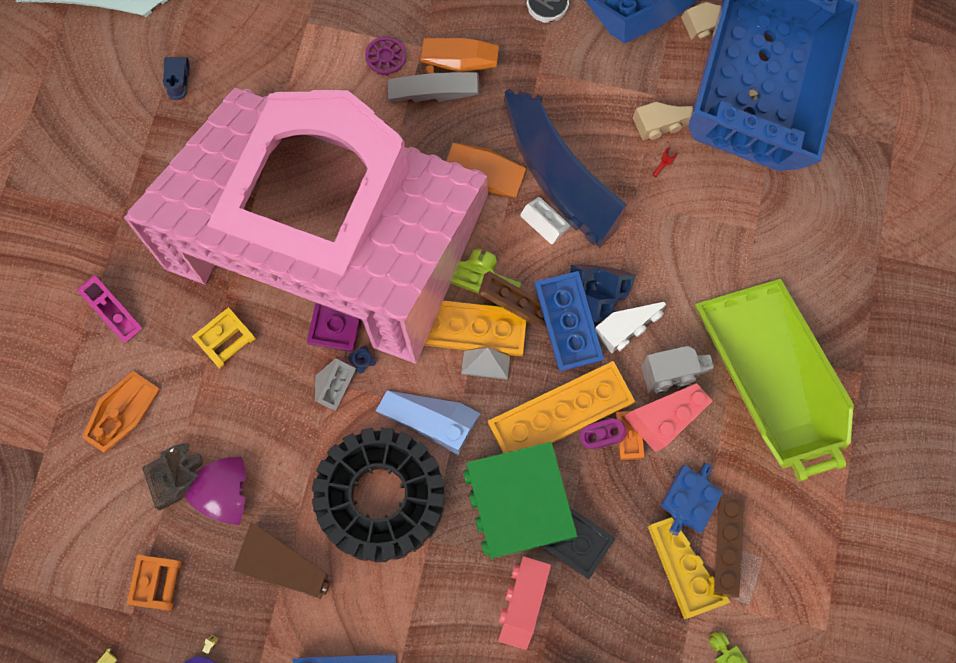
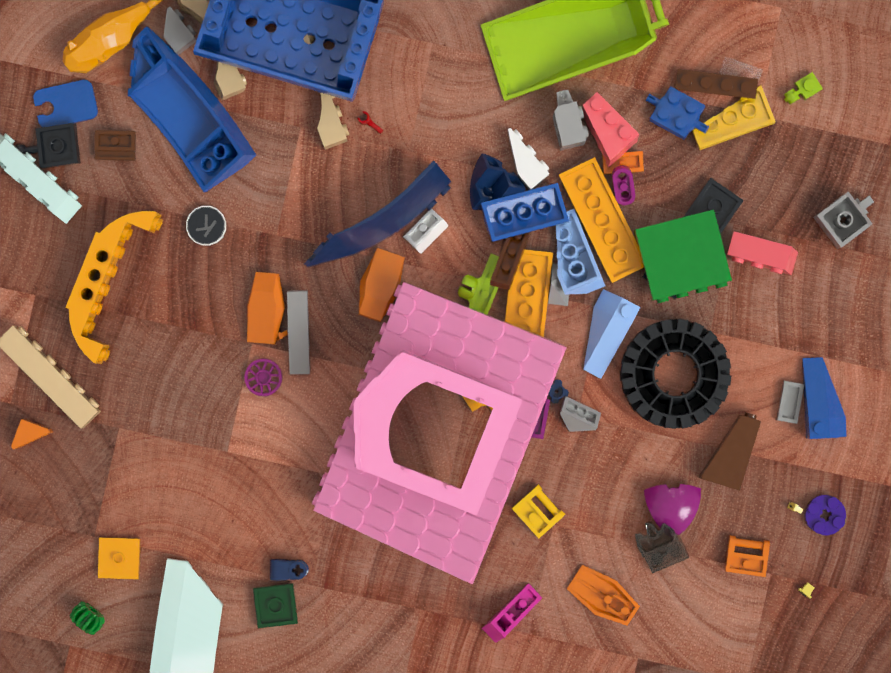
camera: 85 degrees left, 15 degrees up
(138, 64) = (275, 605): none -> dark green plate
(341, 638) = (790, 402): none -> light grey tile
(509, 381) = (576, 263): none -> light blue wedge

